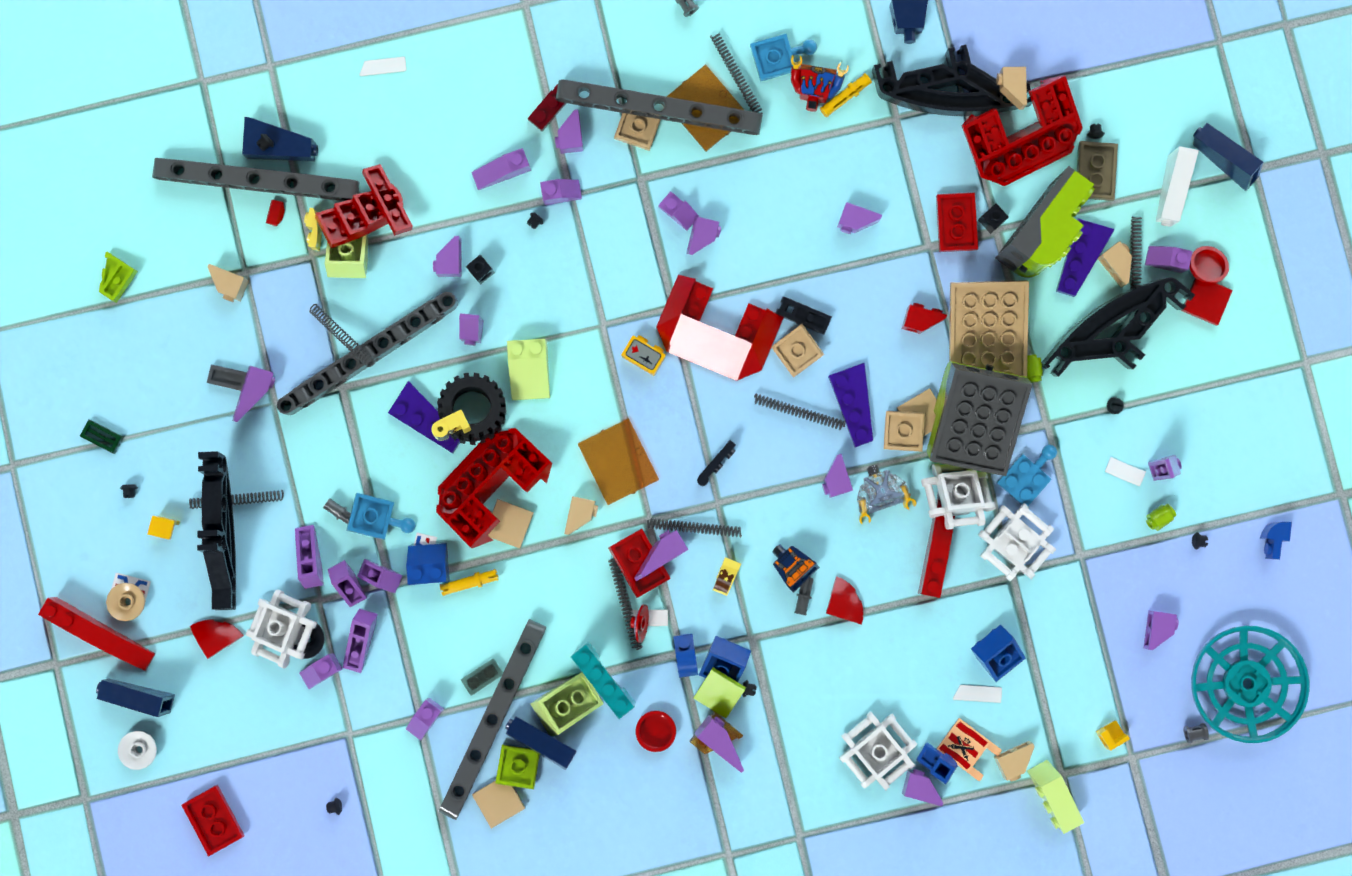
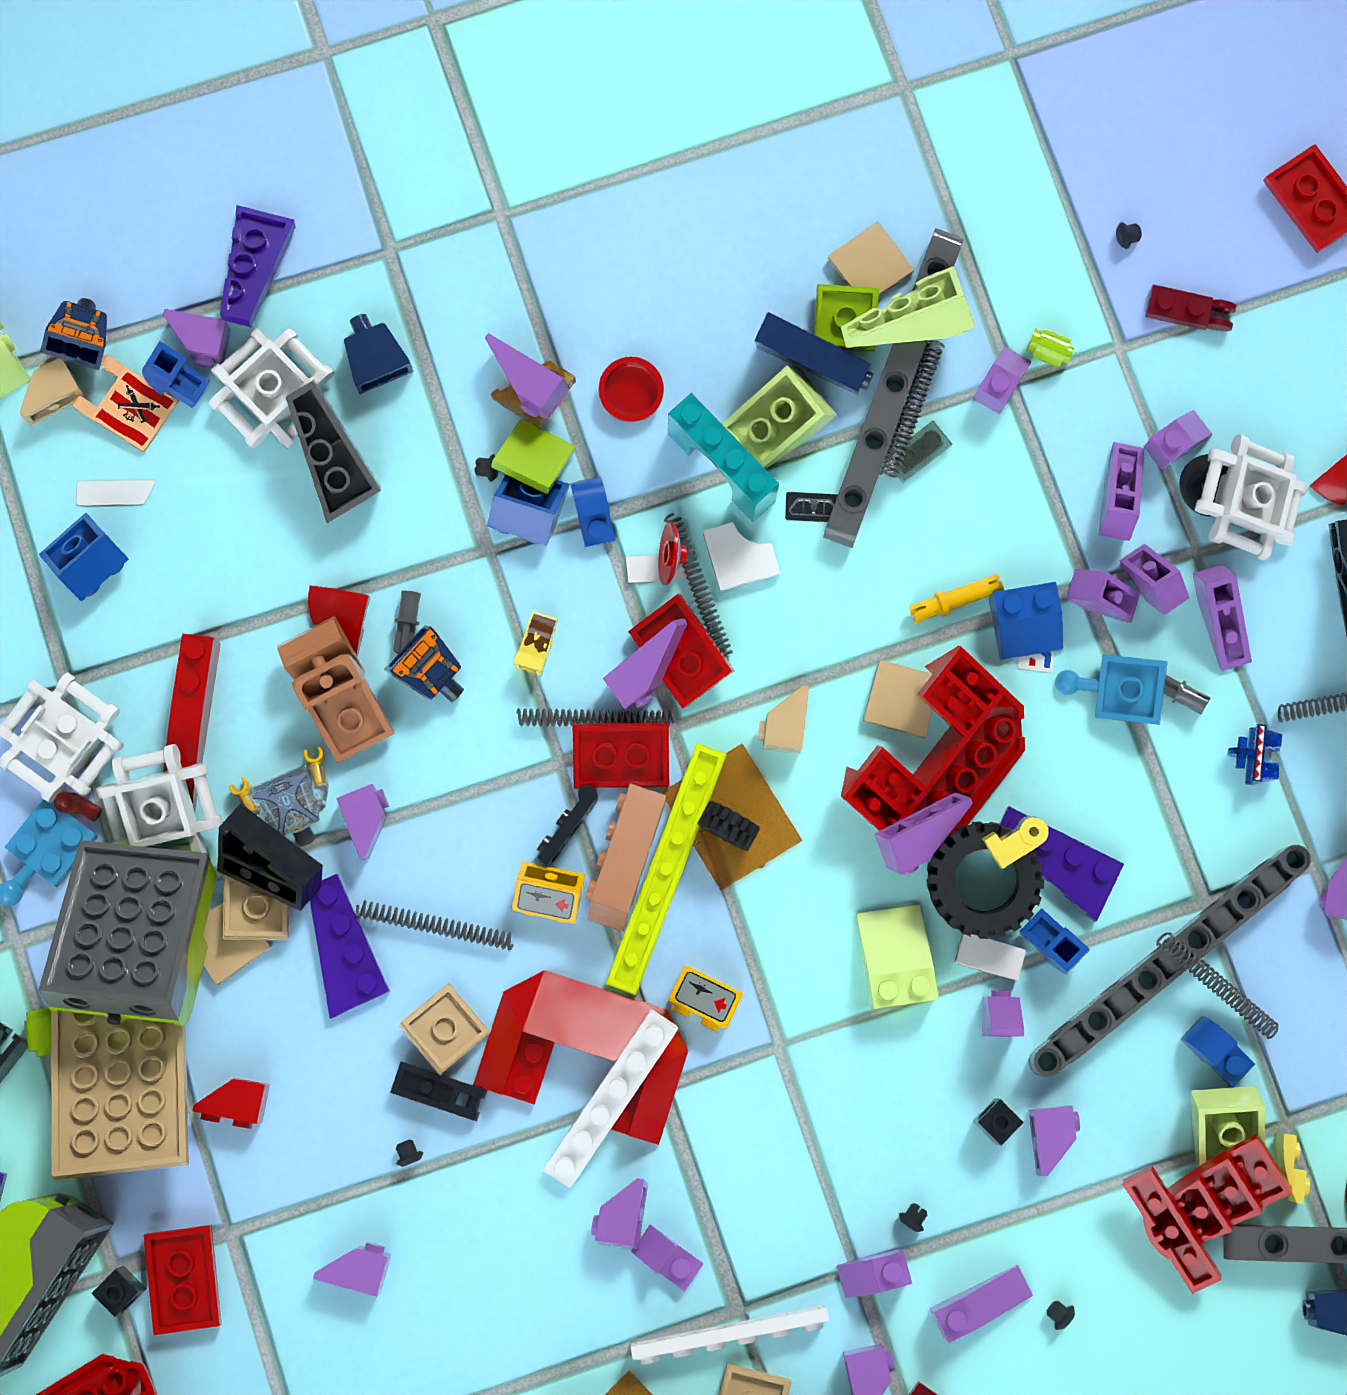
camera: 170 degrees right, 5 degrees down
(300, 462) = (1256, 768): none -> clear blue hips
(303, 755) = (1188, 309): none -> dark red hinge
(347, 299) = (1218, 1050): none -> blue brick
(392, 736) = (1050, 347): none -> lime brick
(434, 369) = (1054, 942): none -> blue brick
(456, 159) = (1060, 1314): none -> black piece
(470, 760) = (927, 313): none -> yellowish green wedge
(471, 364) = (990, 956): none -> white tile
(481, 703) = (913, 405): none -> dark grey piece
(508, 437) = (919, 835): none -> medium lavender slope
(552, 648) = (809, 506): none -> black sticker
(600, 618) = (737, 559): none -> white tile
(620, 453) = (728, 825): none -> black tyre
(652, 165) = (715, 1337): none -> white plate
(659, 433) = (666, 869): none -> neon yellow tile
(681, 503) = (621, 754): none -> red tile
(682, 441) = (625, 856): none -> nougat wedge
(703, 301) = (610, 1098): none -> white plate
(730, 424) = (548, 892): none -> brick
(813, 767) = (374, 355): none -> dark blue torso
(823, 281) = (407, 1153): none -> black piece
(843, 702) = (333, 459): none -> dark grey wedge
(850, 557) = (334, 689): none -> nougat piece
(884, 835) = (254, 259): none -> dark purple wing
(895, 456) = (266, 859): none -> black wedge
(996, 794) = (76, 334): none -> dark blue torso
(1010, 502) = (74, 803): none -> clear red arm

